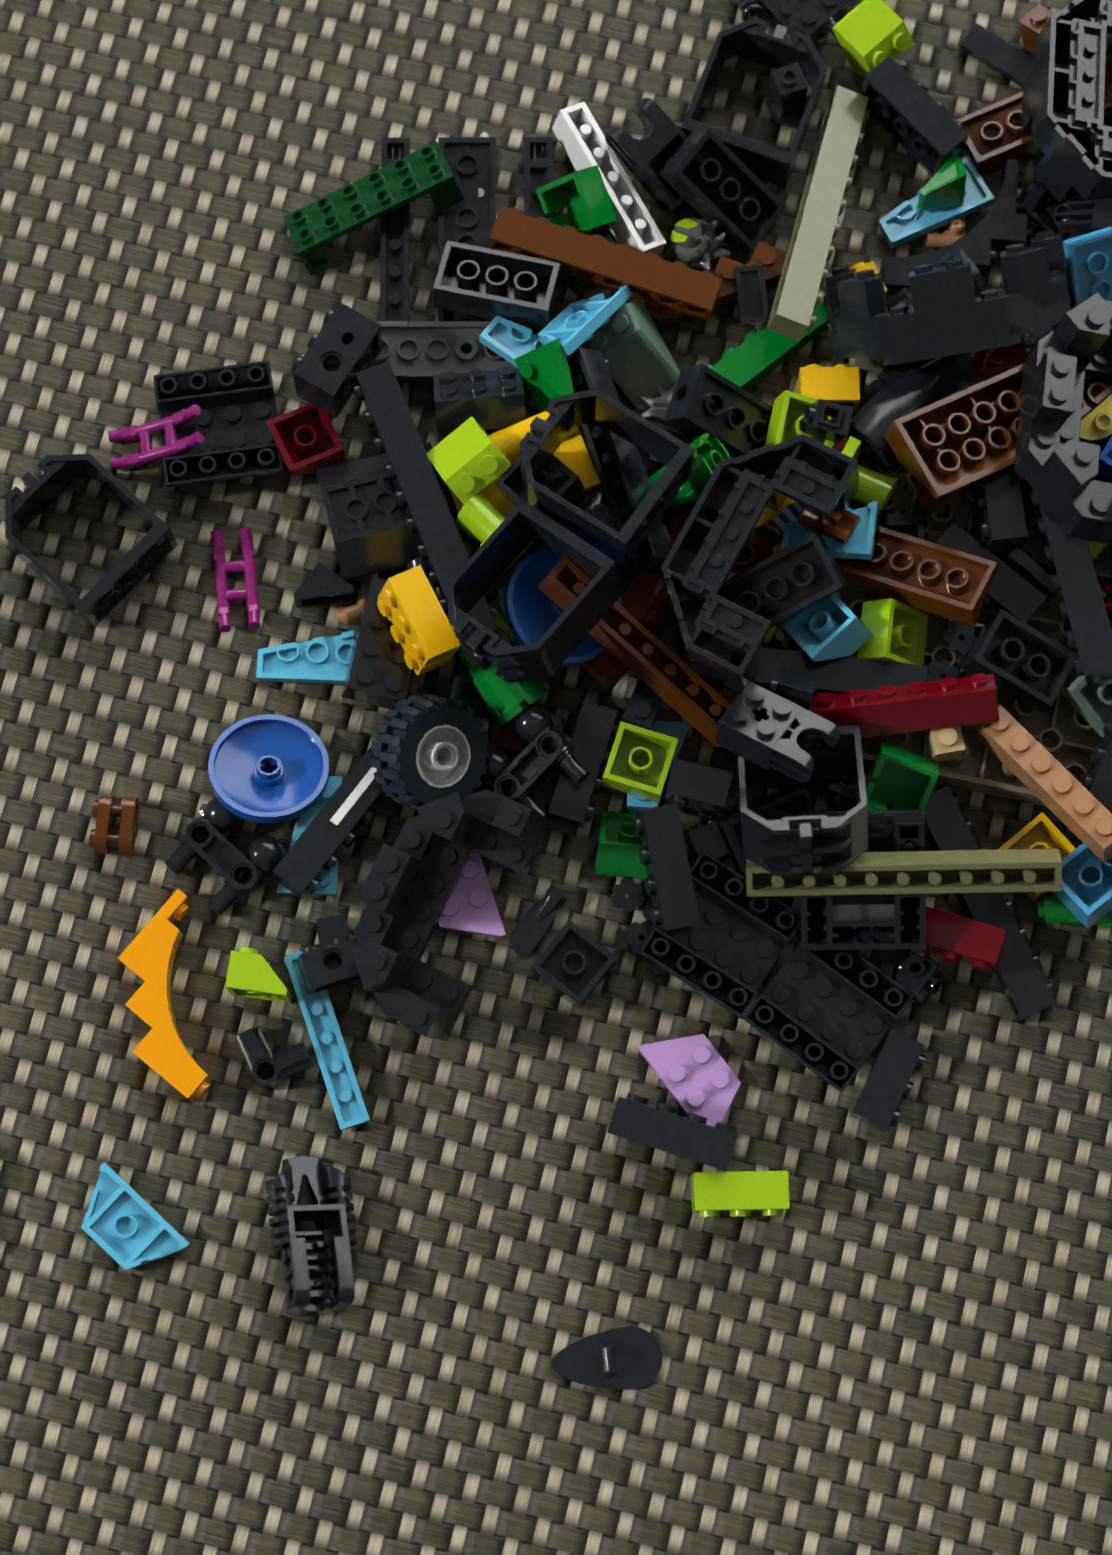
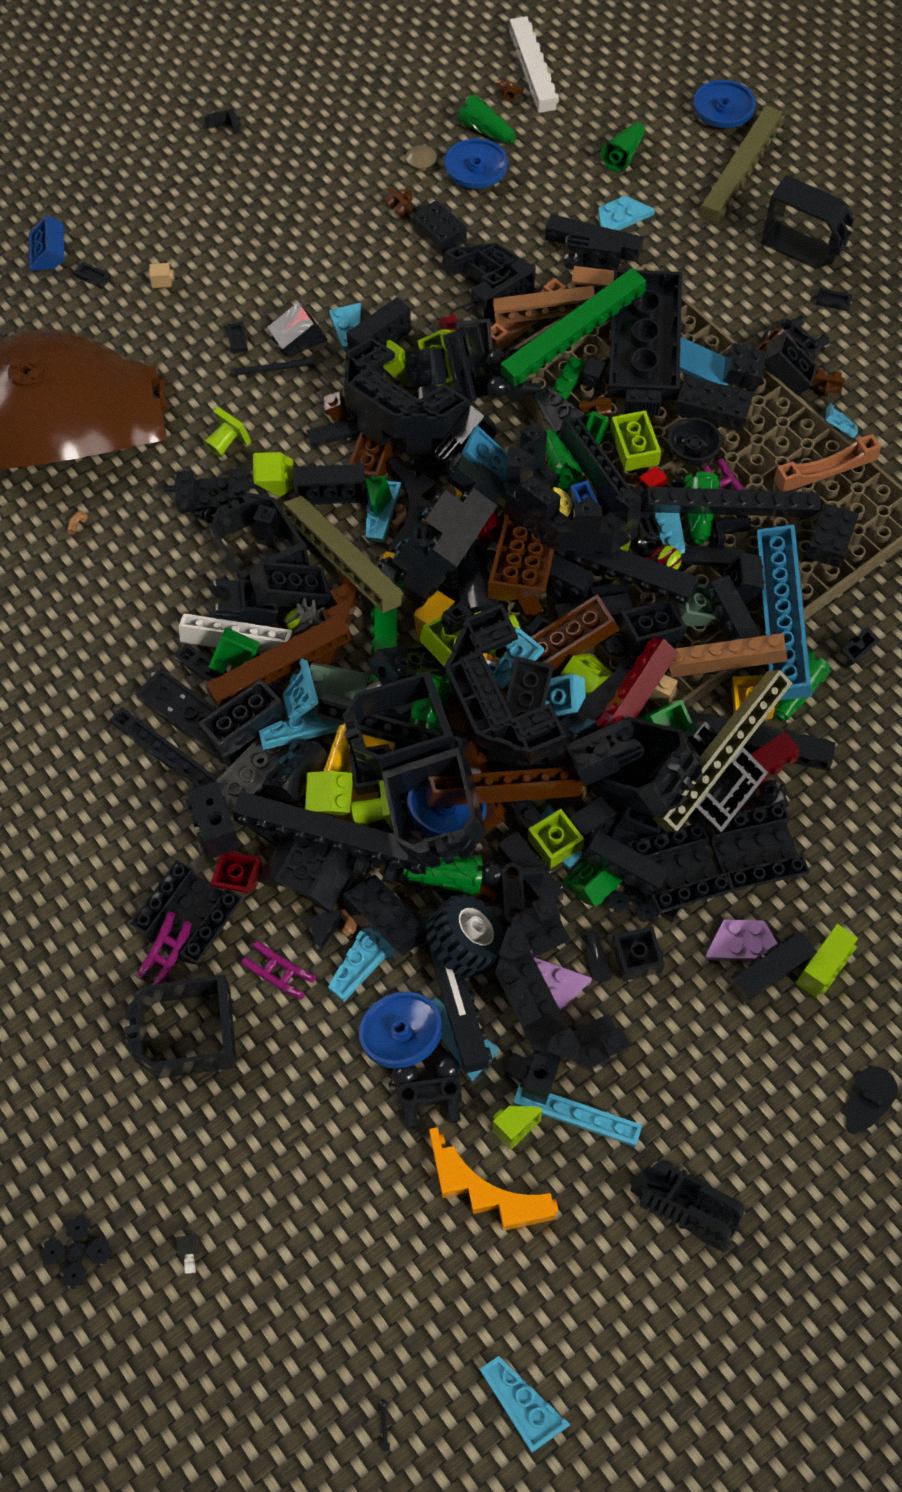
camera: 50 degrees left, 15 degrees down
(102, 836) = (349, 1138): reddish brown brick -> none
(127, 1224) = (600, 1309): medium azure wing -> none
(258, 1056) = (574, 1149): black piece -> none
(369, 199) = (137, 747): dark green bracket -> none
(418, 621) = (391, 883): yellow piece -> none
(545, 373) = (316, 725): green plate -> none
(751, 295) = (355, 612): black tile -> none
(838, 527) = (506, 654): reddish brown hips -> none
(889, 1081) = (817, 849): black brick -> none

